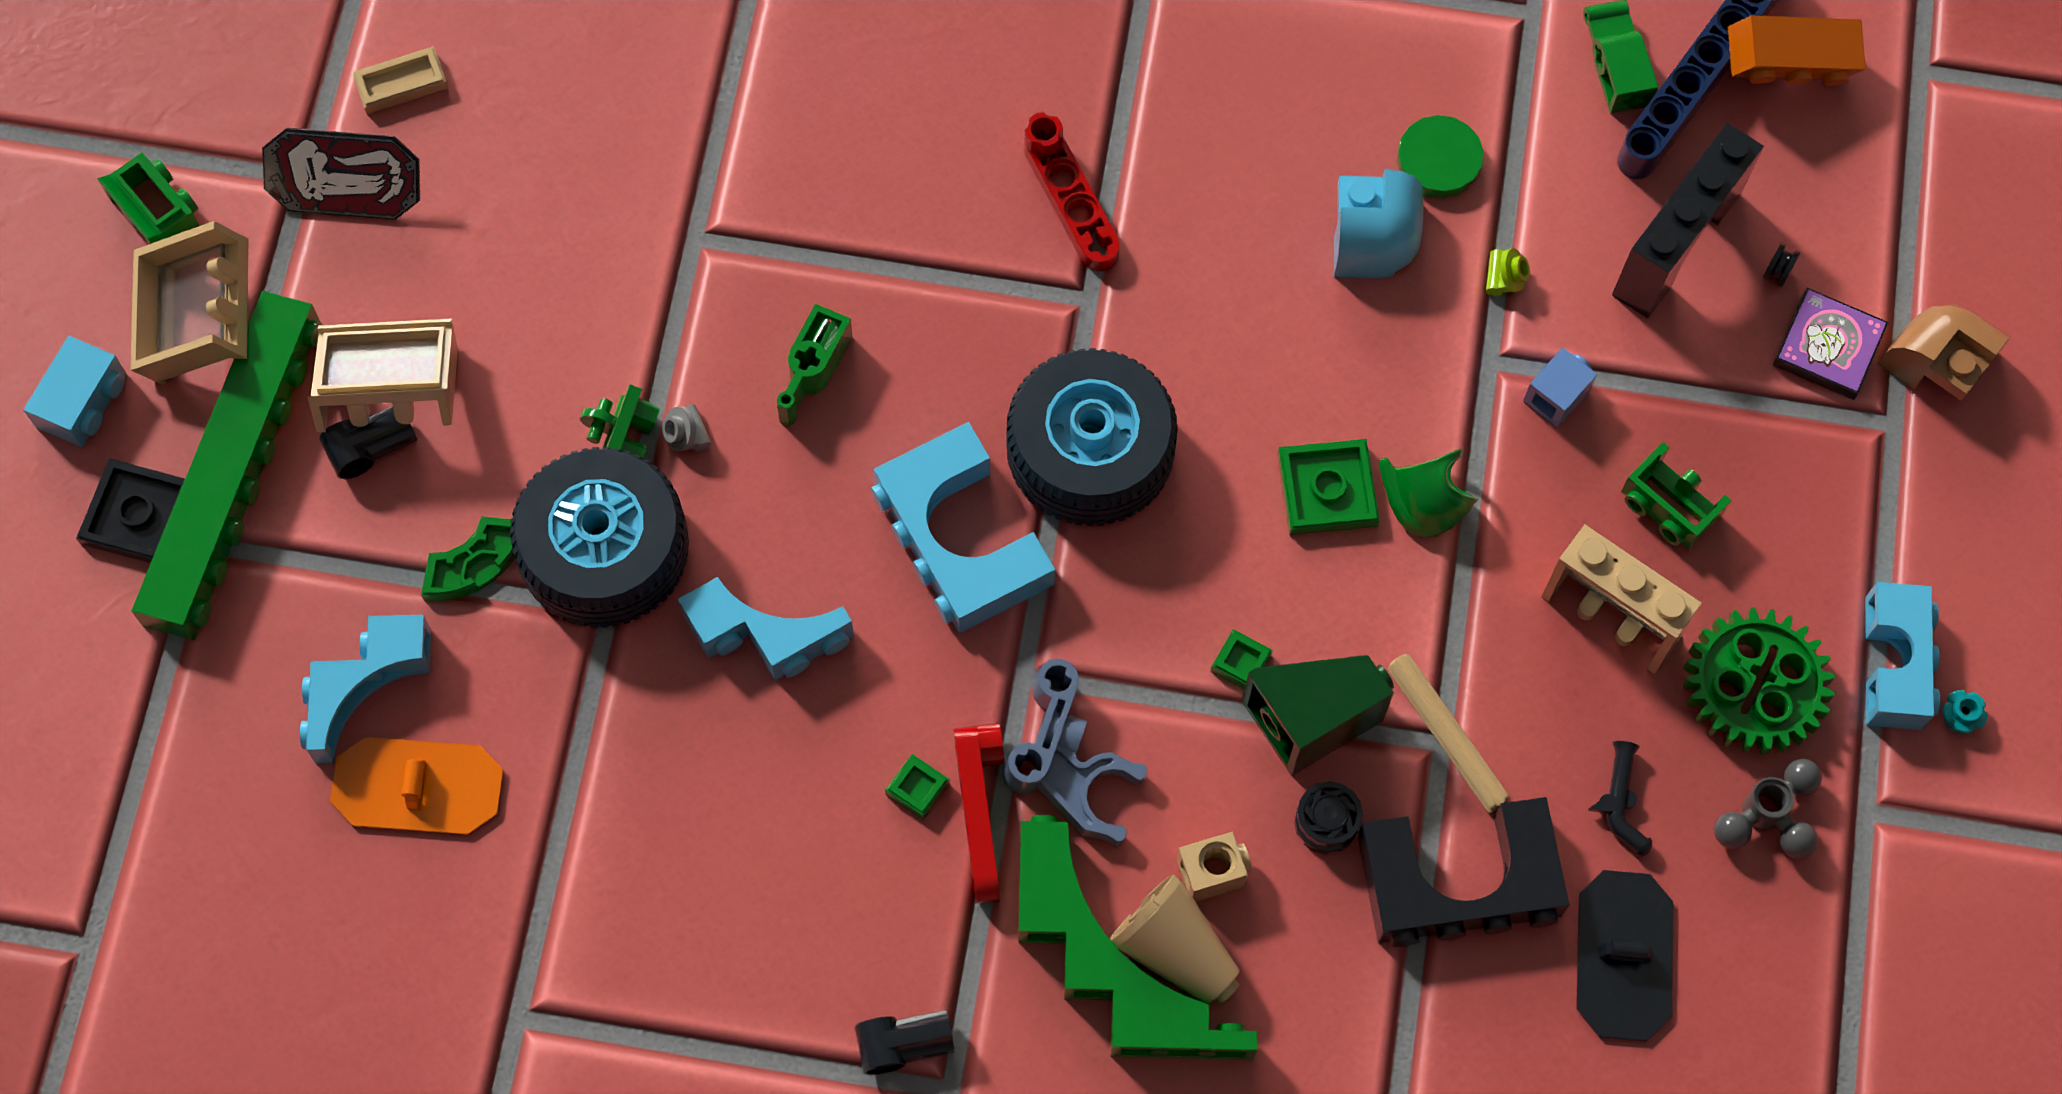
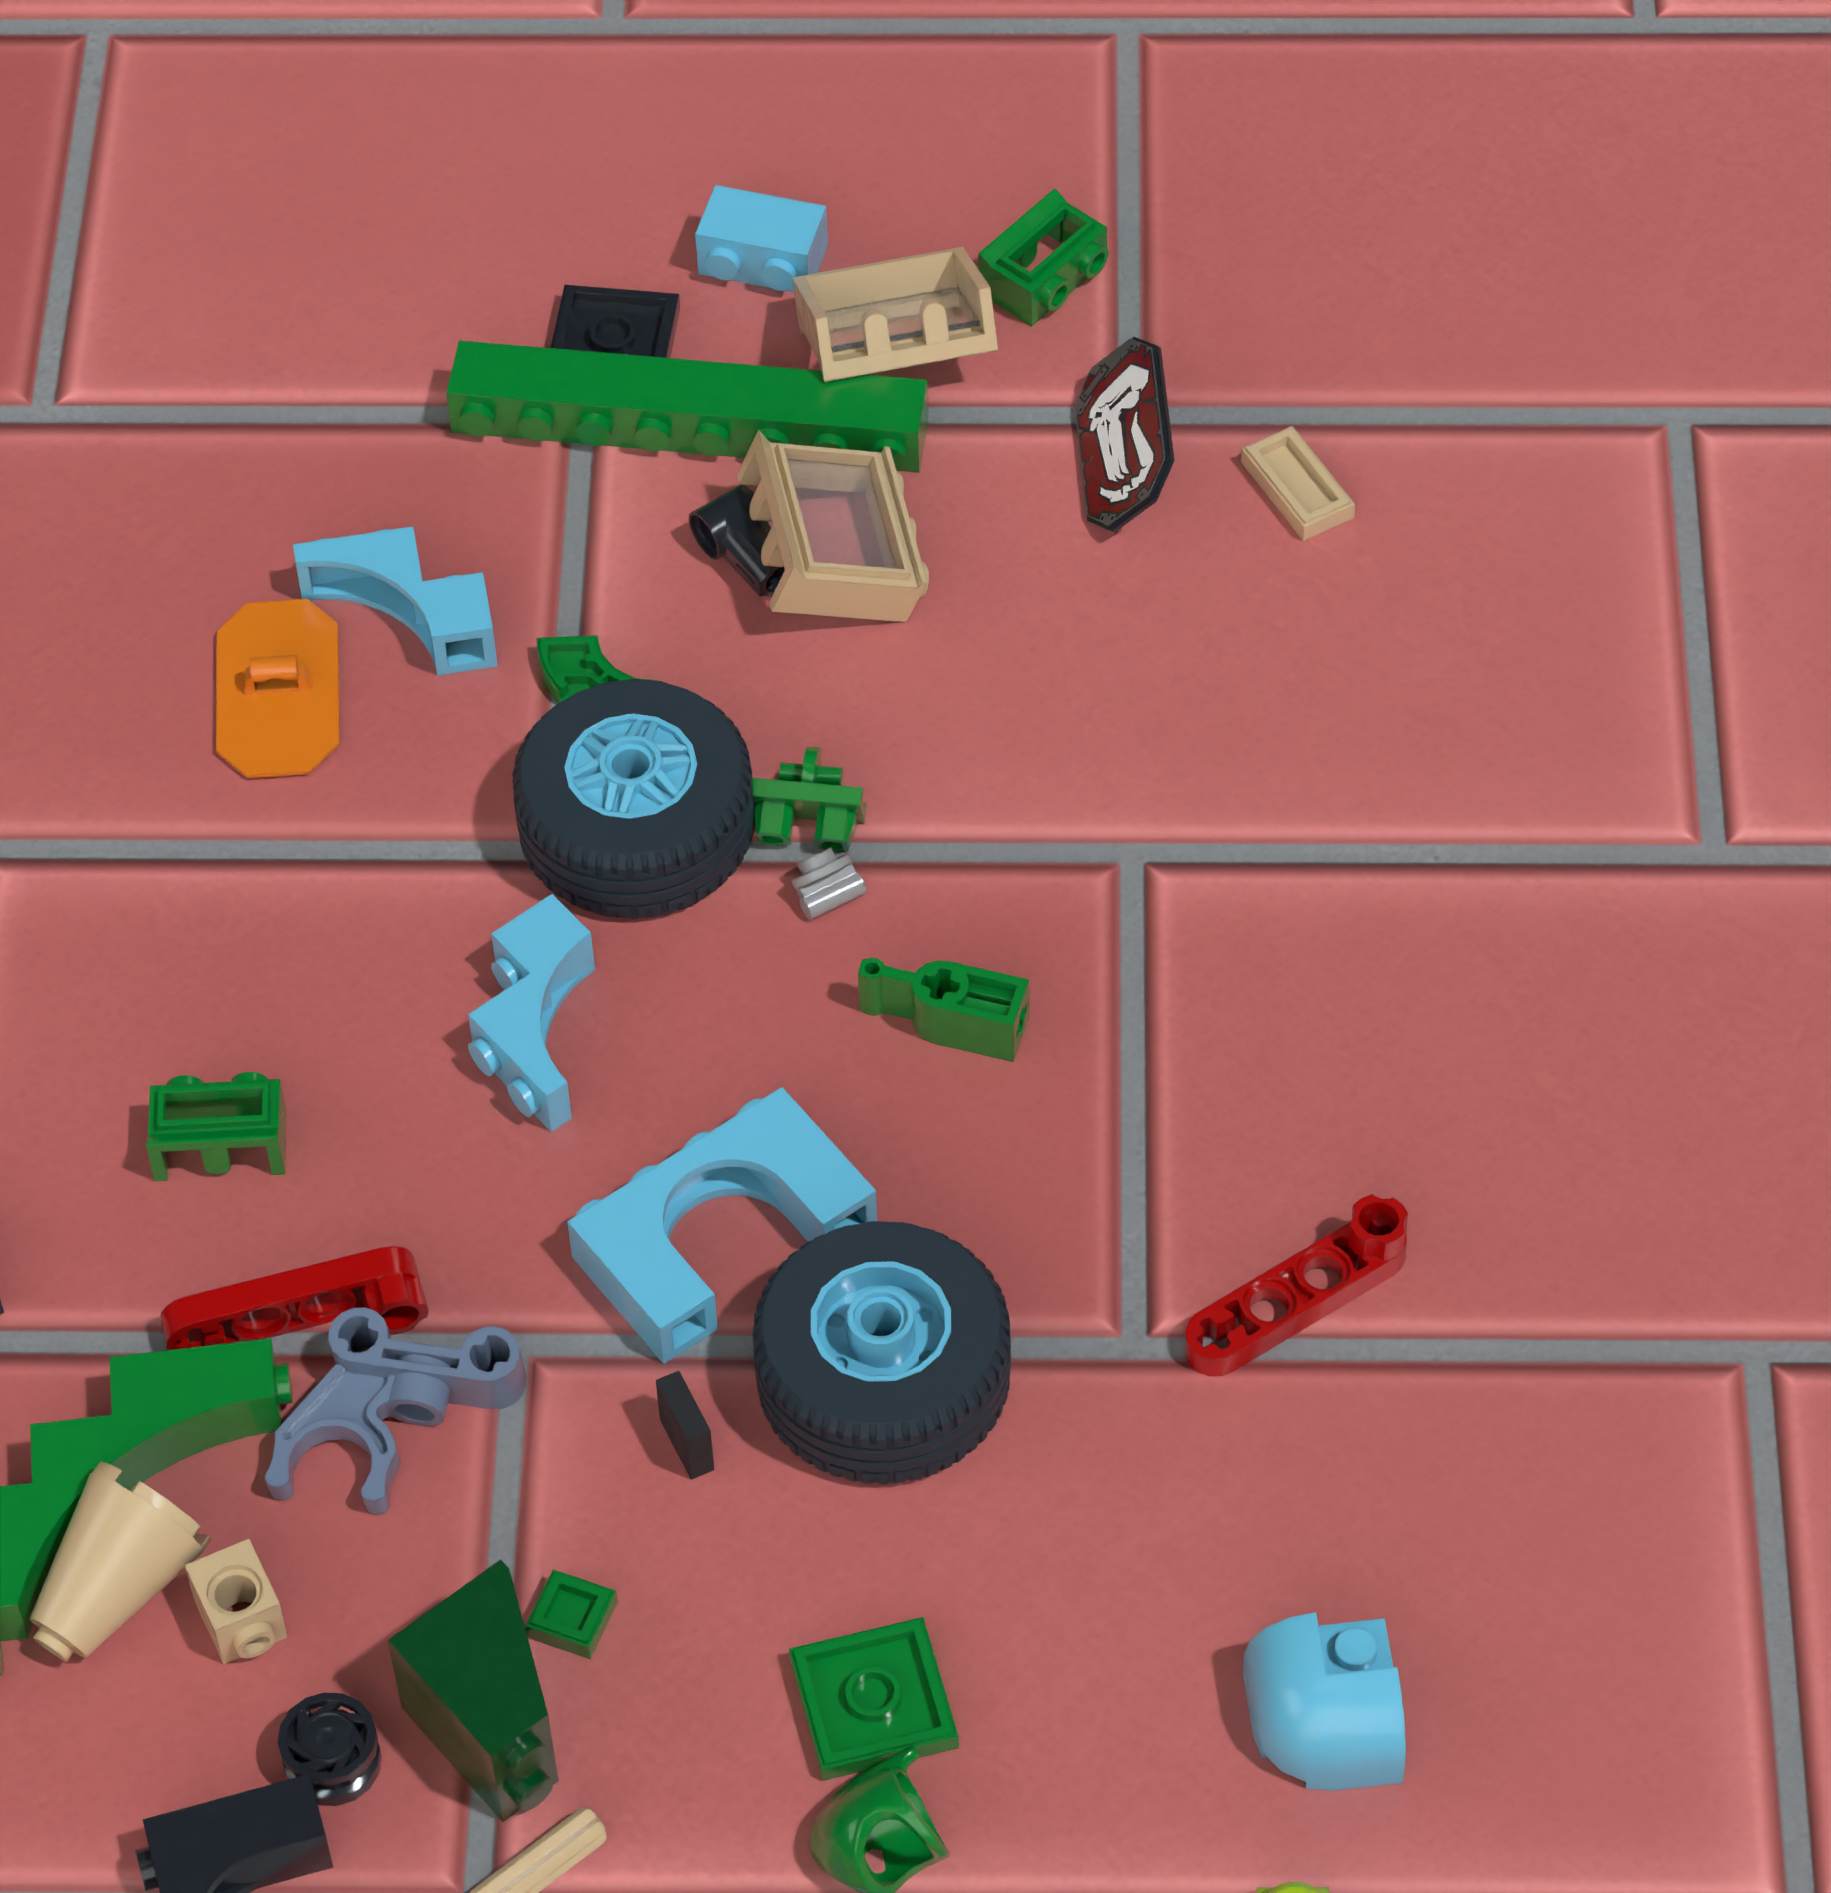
camera: 85 degrees right, 15 degrees down
(838, 858) = (215, 1119): none -> green window
(917, 786) = (330, 1231): green tile -> none
(1120, 568) = (685, 1425): none -> black piece
(1441, 155) = (1486, 1796): green tile -> none

